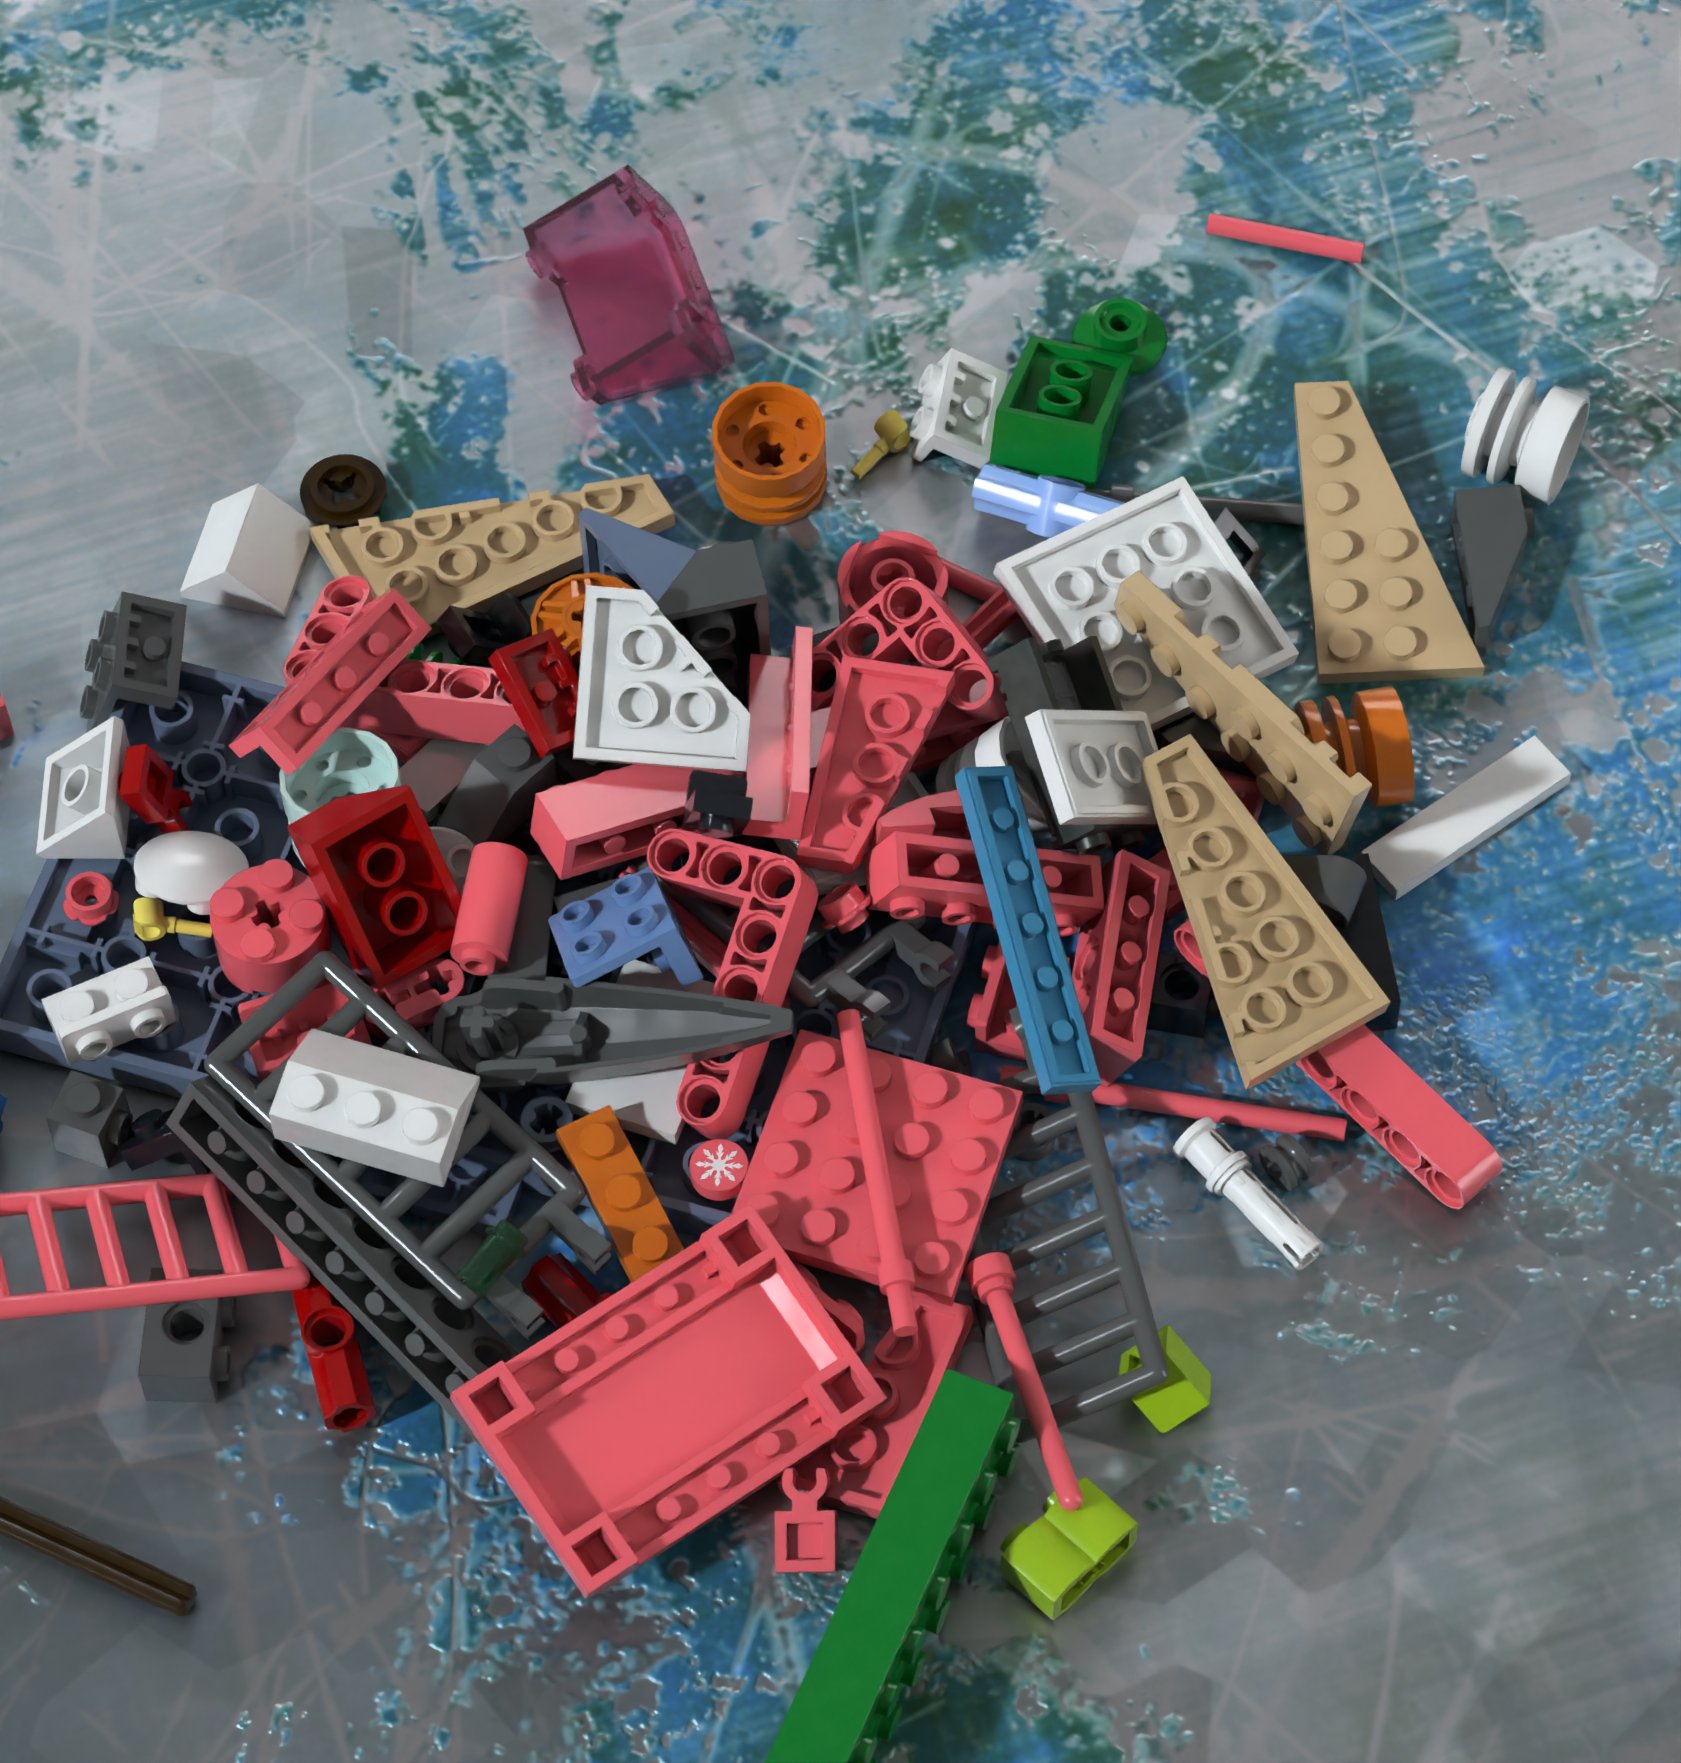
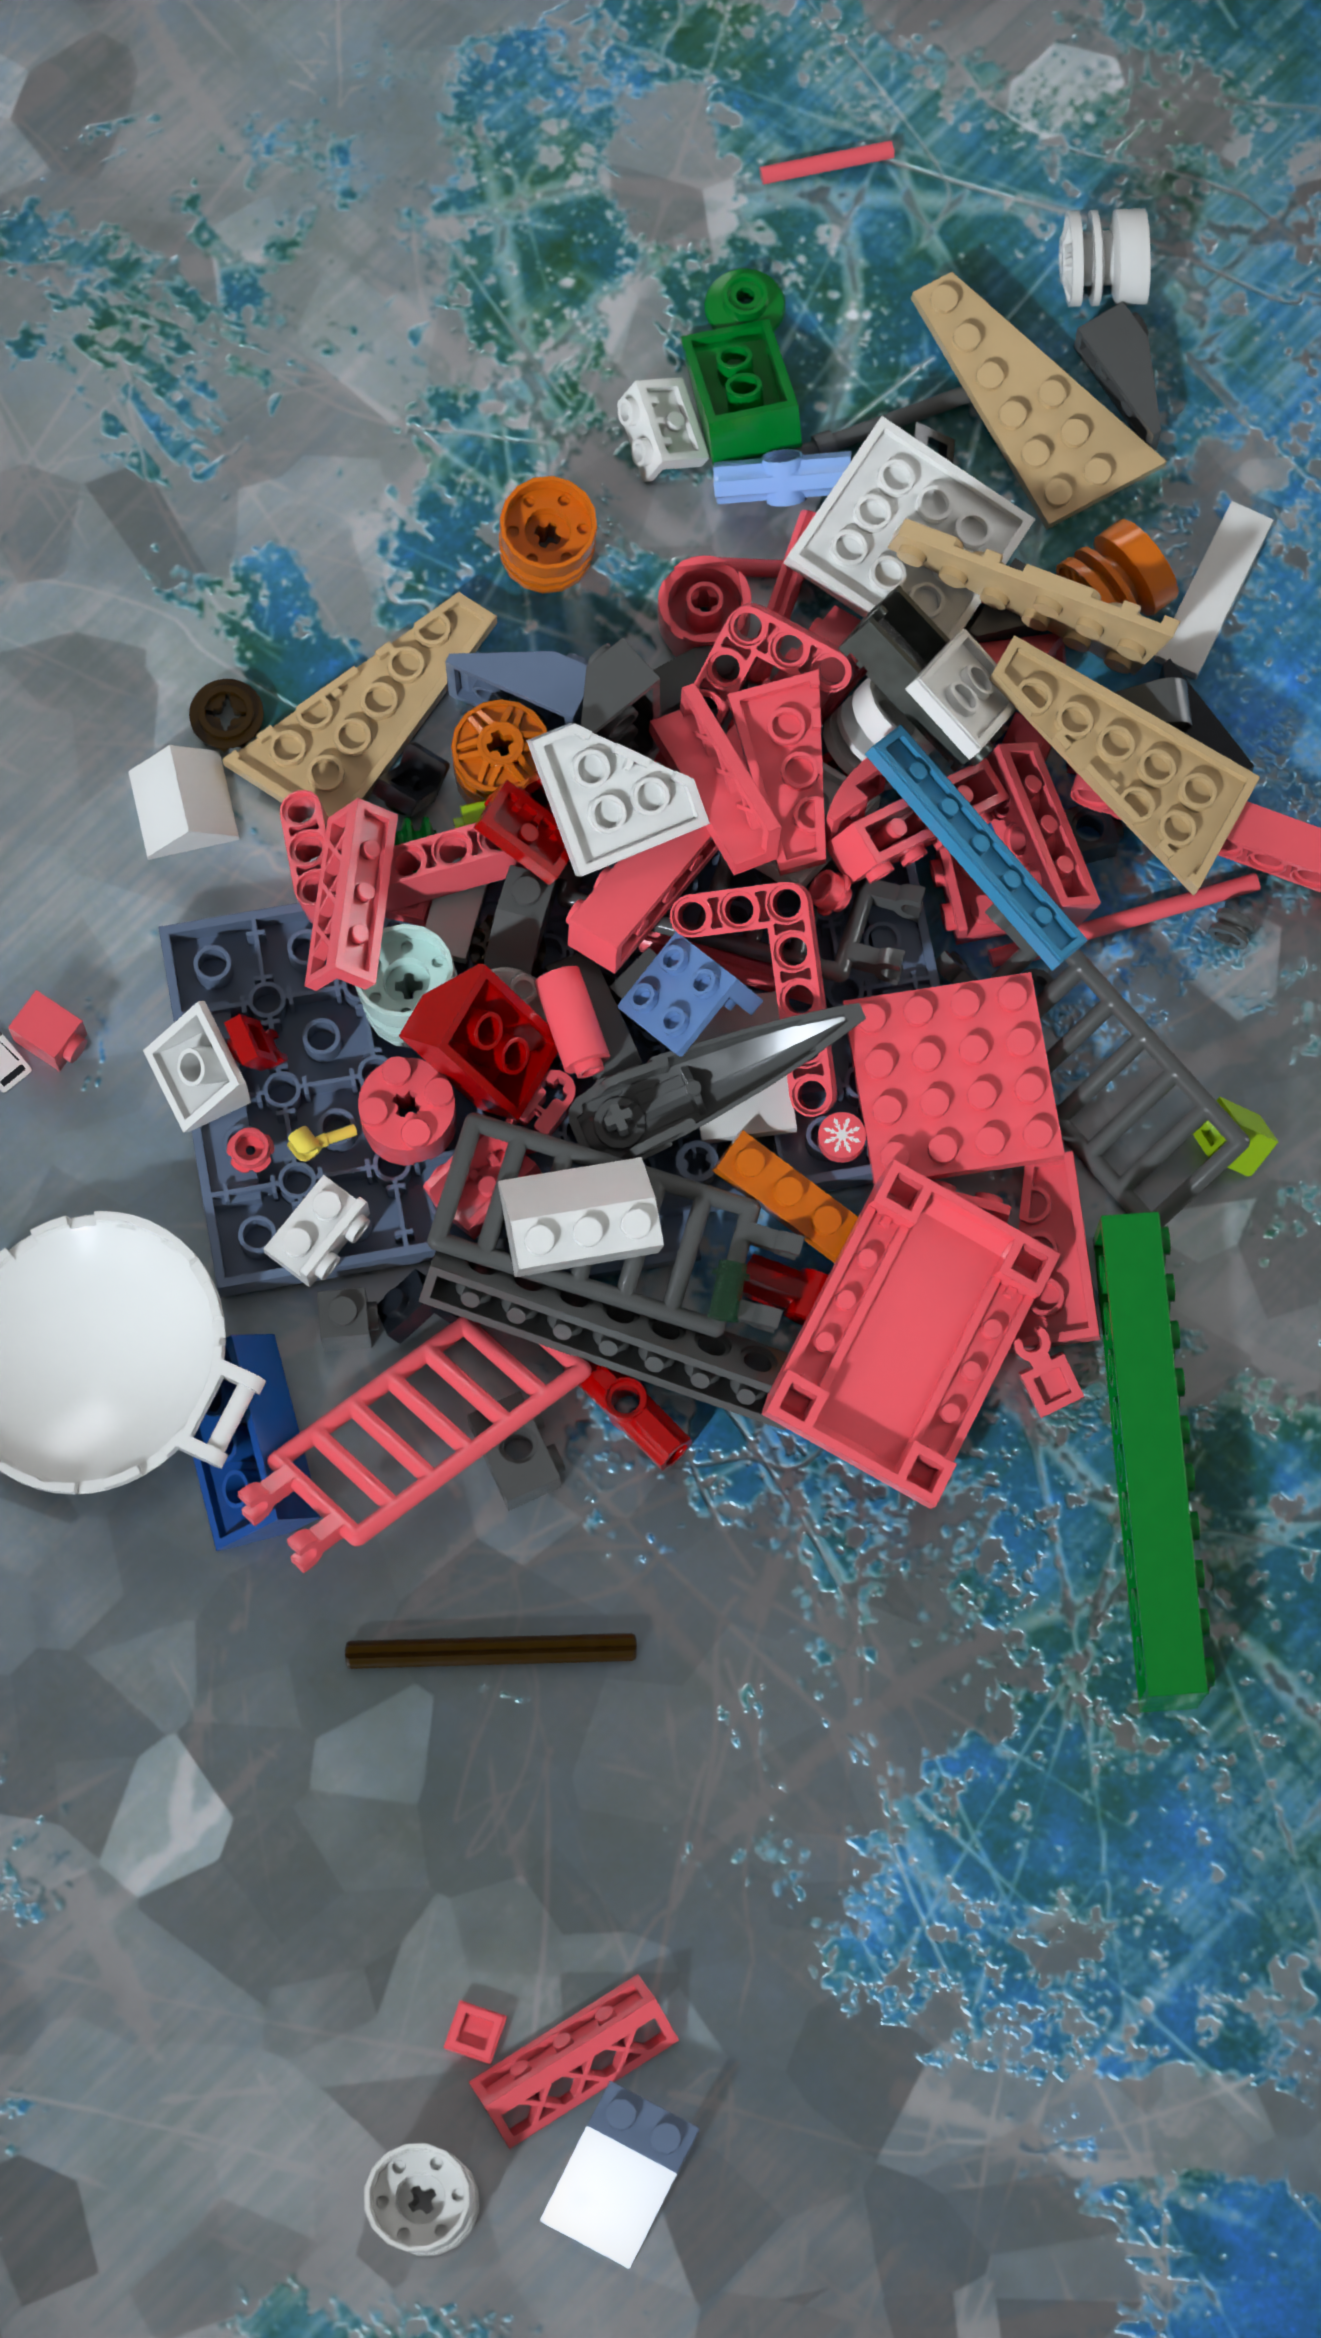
camera: 30 degrees left, 15 degrees up
(134, 656) = (160, 939): dark grey bracket -> none
(187, 868) = (315, 1090): white dish -> none
(629, 290) = (354, 443): clear pink windscreen -> none
(717, 804) = (706, 863): black bracket -> none
(894, 438) = (622, 469): light yellow hand -> none
(894, 1272) = (1022, 1160): coral bar -> none
(992, 1281) = (1081, 1126): coral piece -> none
(1066, 1550) = (1235, 1297): lime brick -> none
(1231, 1175) = (1197, 957): white pin -> none

